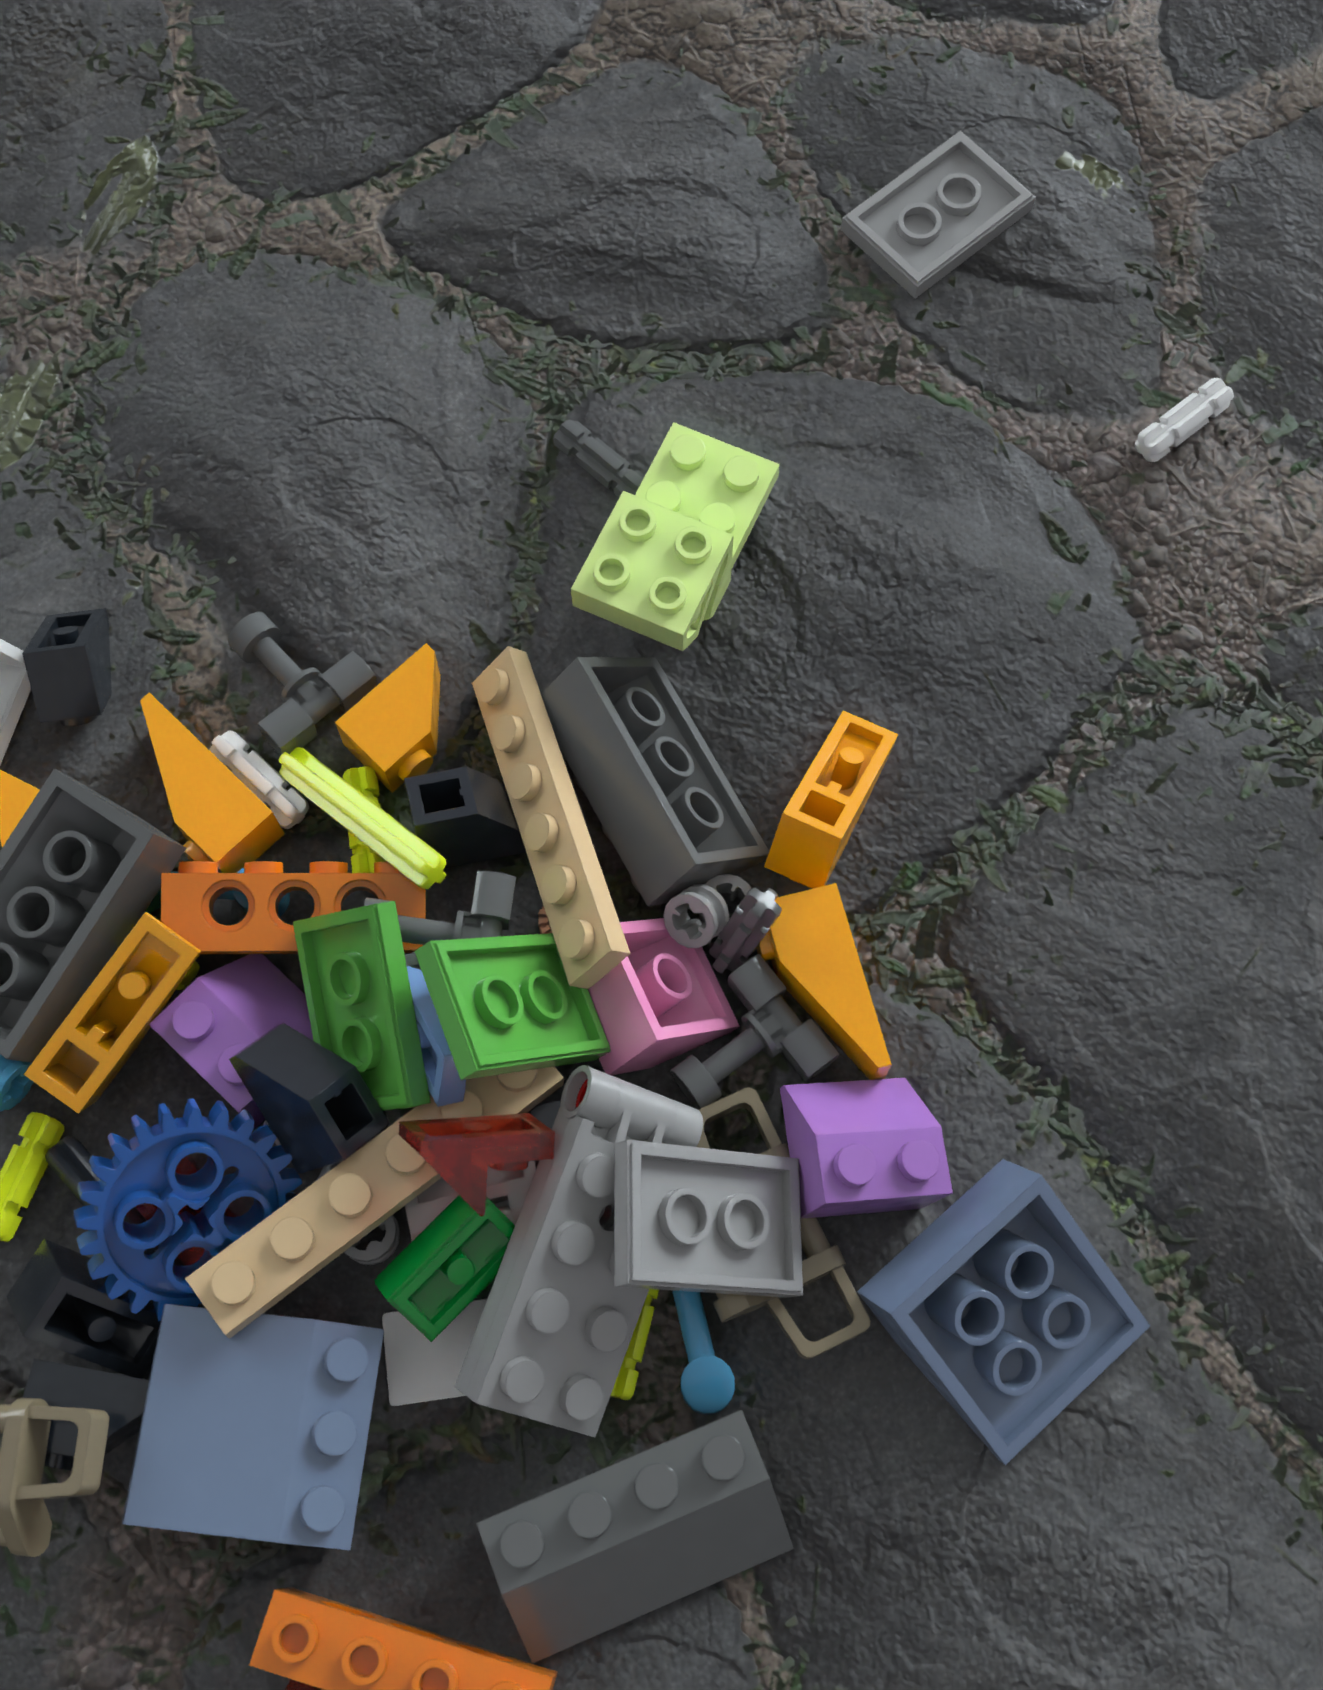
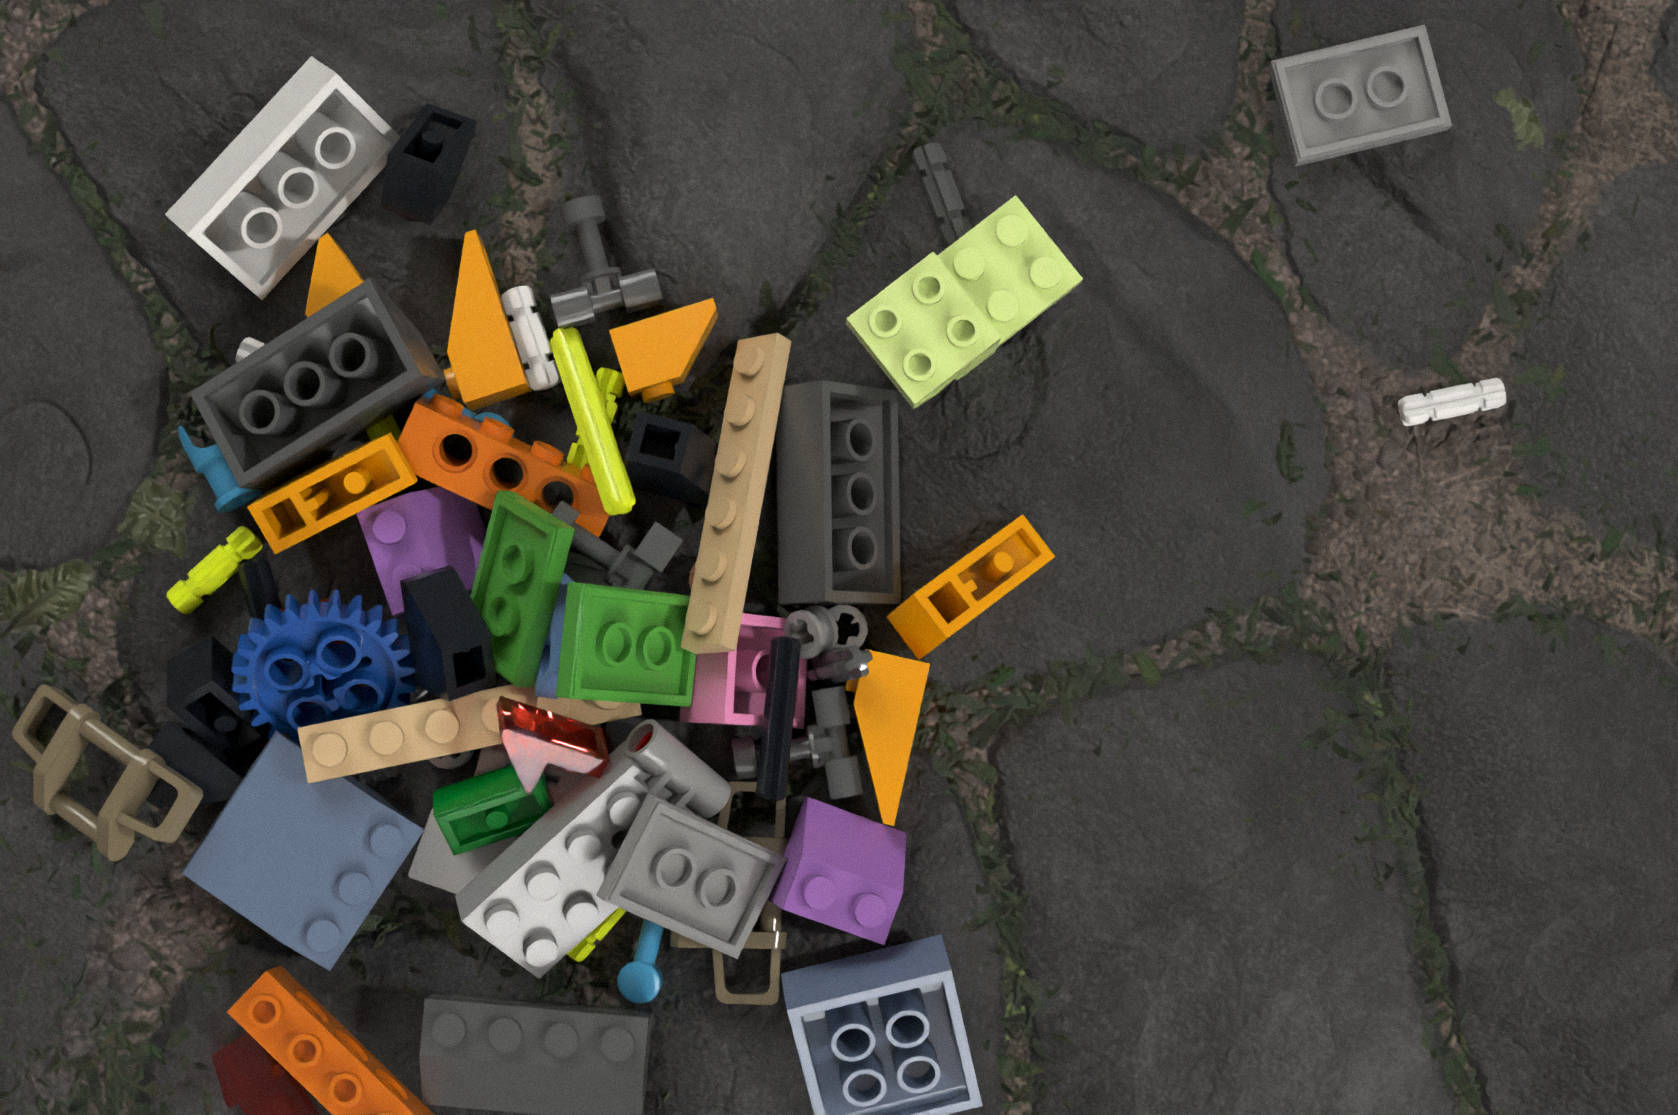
camera: 20 degrees right, 15 degrees up
(710, 1016) = (778, 718): none -> black axle

